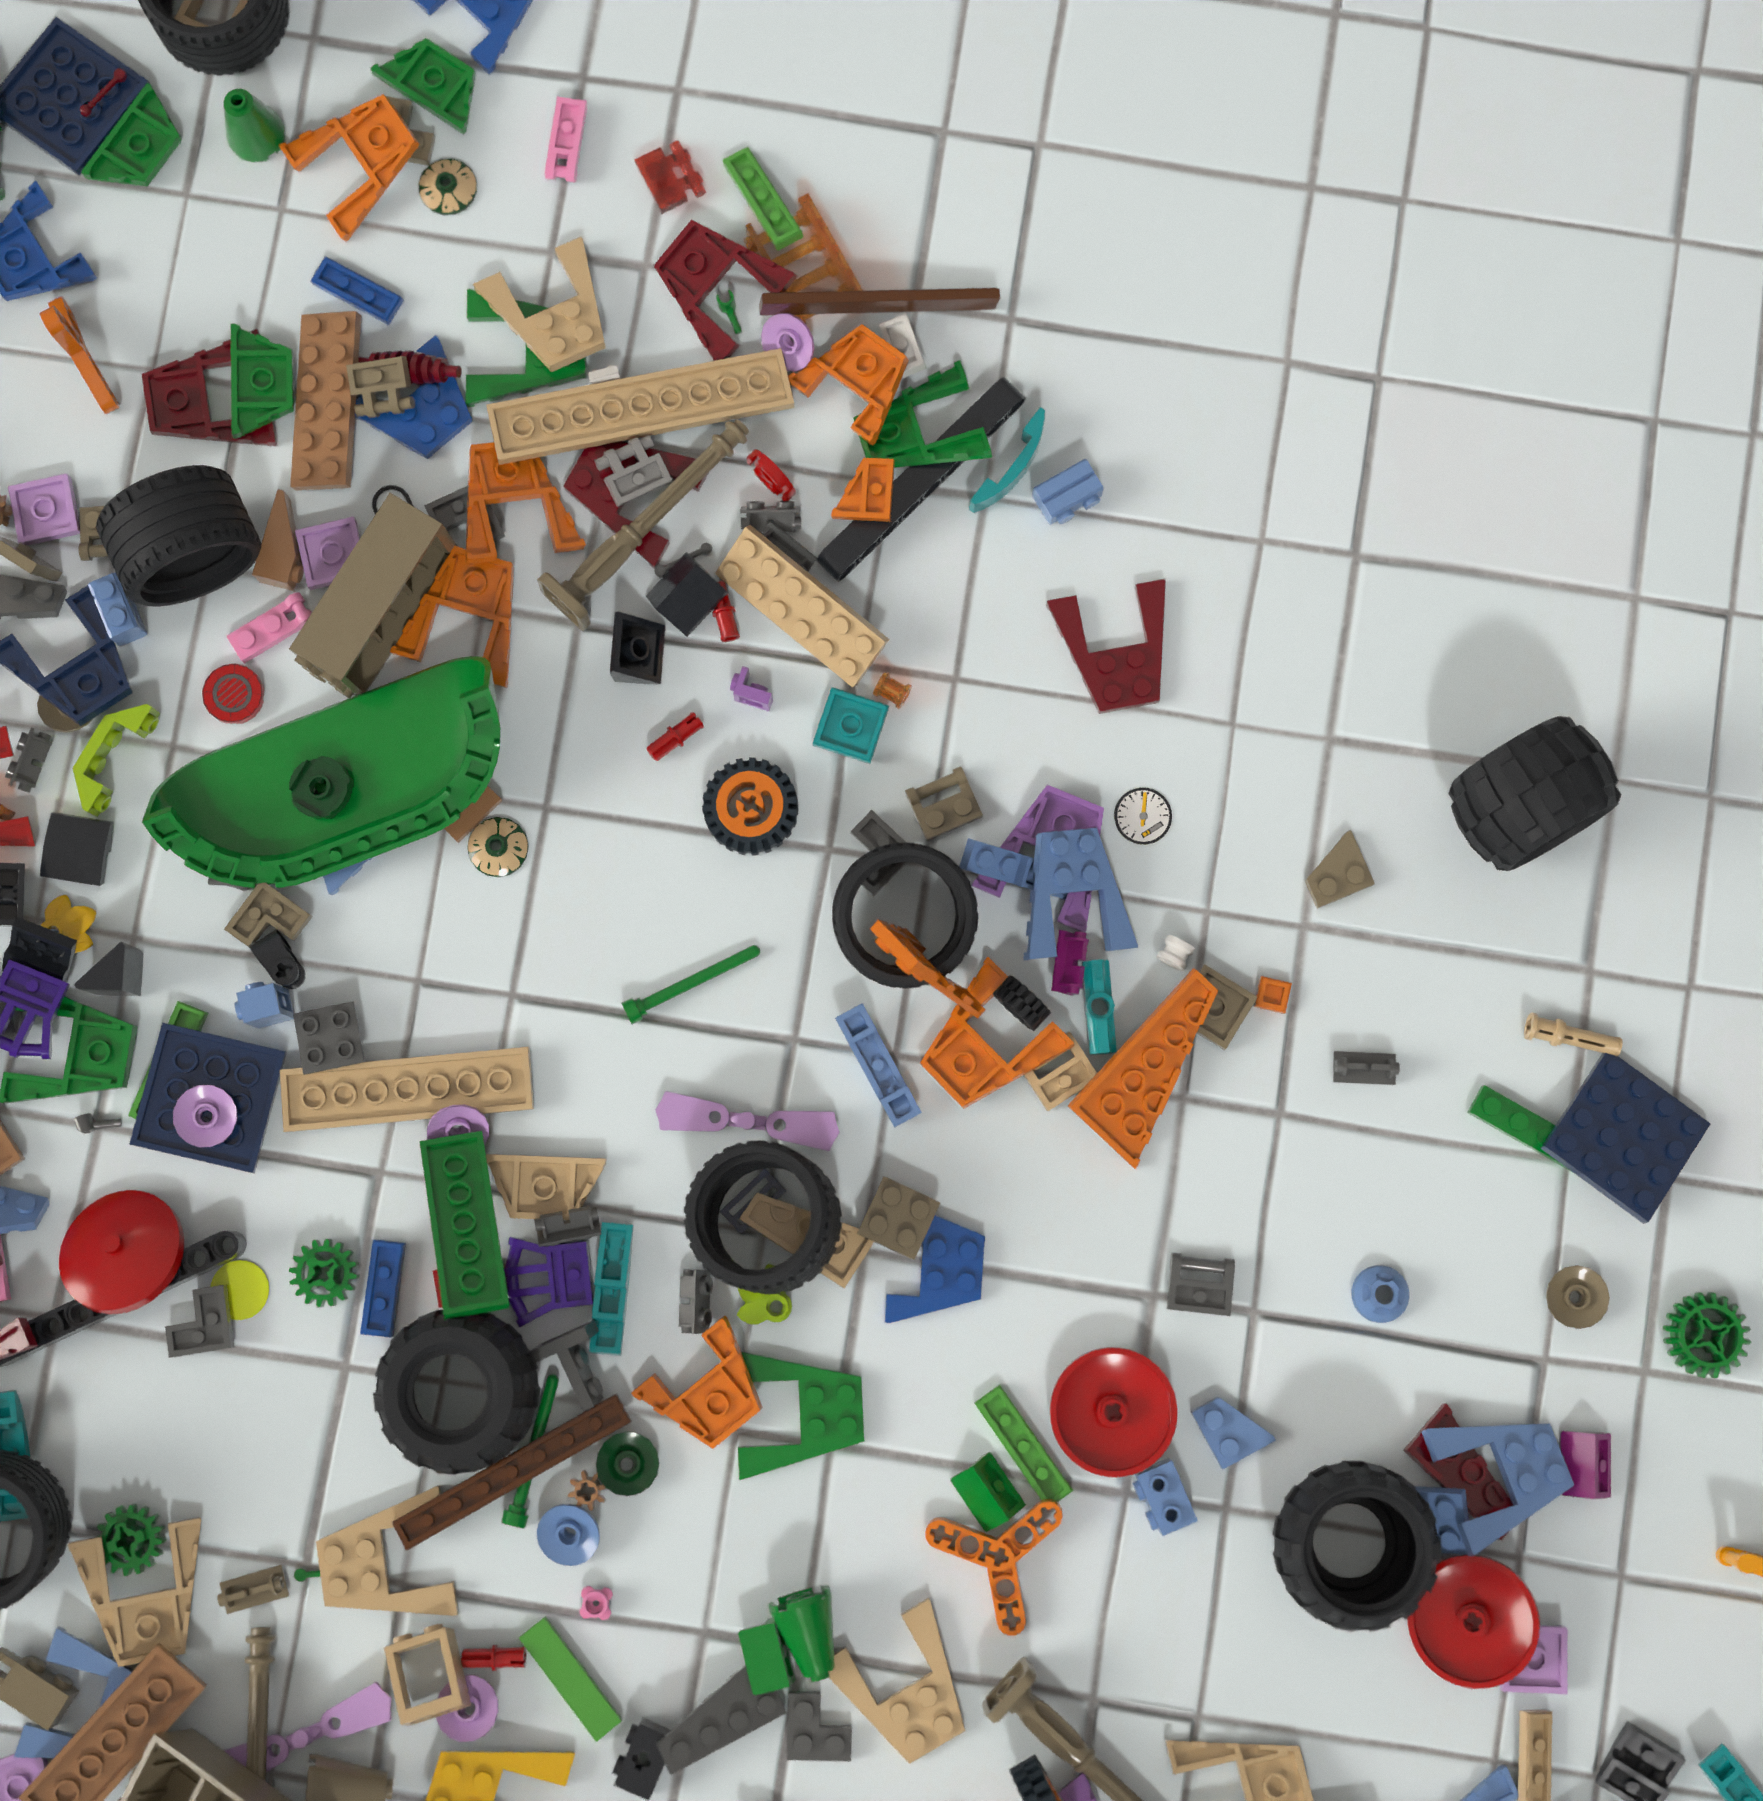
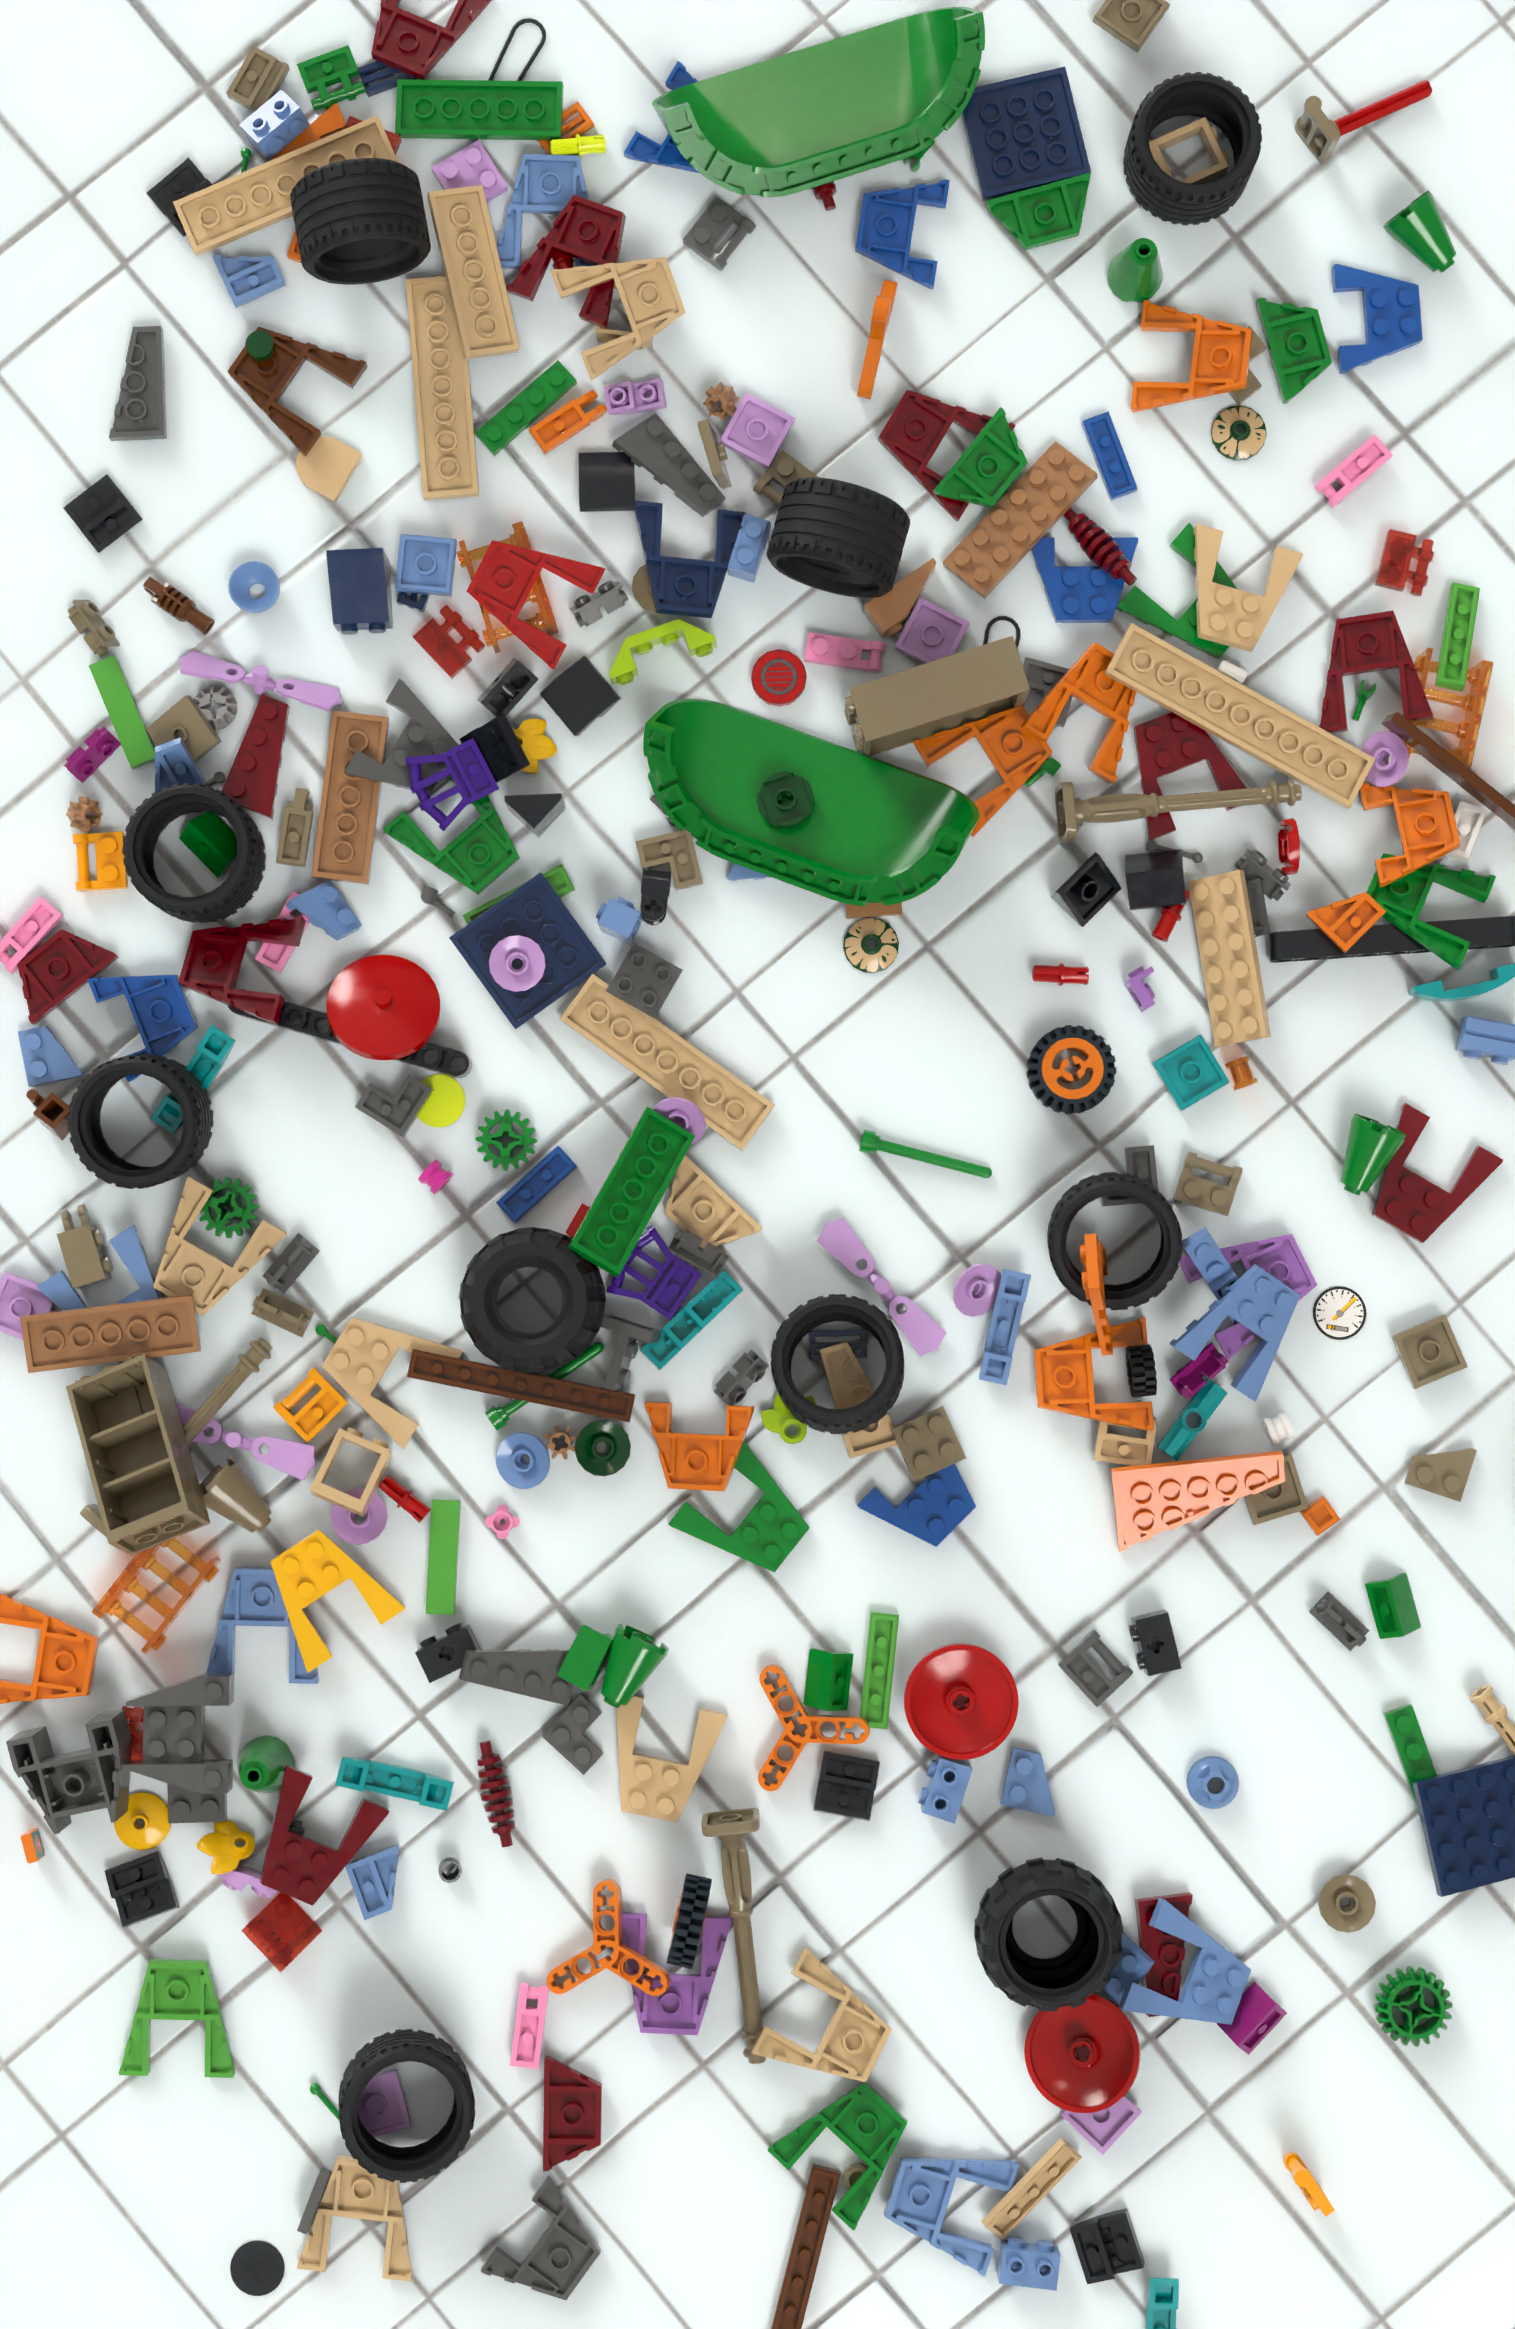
camera: 40 degrees right, 5 degrees up
(119, 76) = (1074, 152): dark red hinge -> none
(226, 1540) = (290, 1263): none -> dark grey hinge
(289, 1357) = (435, 1177): none -> dark pink wheel
(355, 1648) = (317, 1411): none -> light orange plate
(380, 376) = (1072, 536): dark tan plate -> none
(520, 576) = (1050, 766): none -> green hand
(636, 479) = (1191, 767): light grey plate -> none
(838, 1054) = (976, 1289): none -> lavender dish
(1051, 666) = (1368, 1152): none -> green cone
(1081, 1570) = (846, 1786): none -> black slope
(1242, 783) = (1429, 1351): none -> dark tan plate
(1249, 1222) = (1165, 1656): none -> black brick
(1397, 1017) = (1393, 1606): none -> green panel

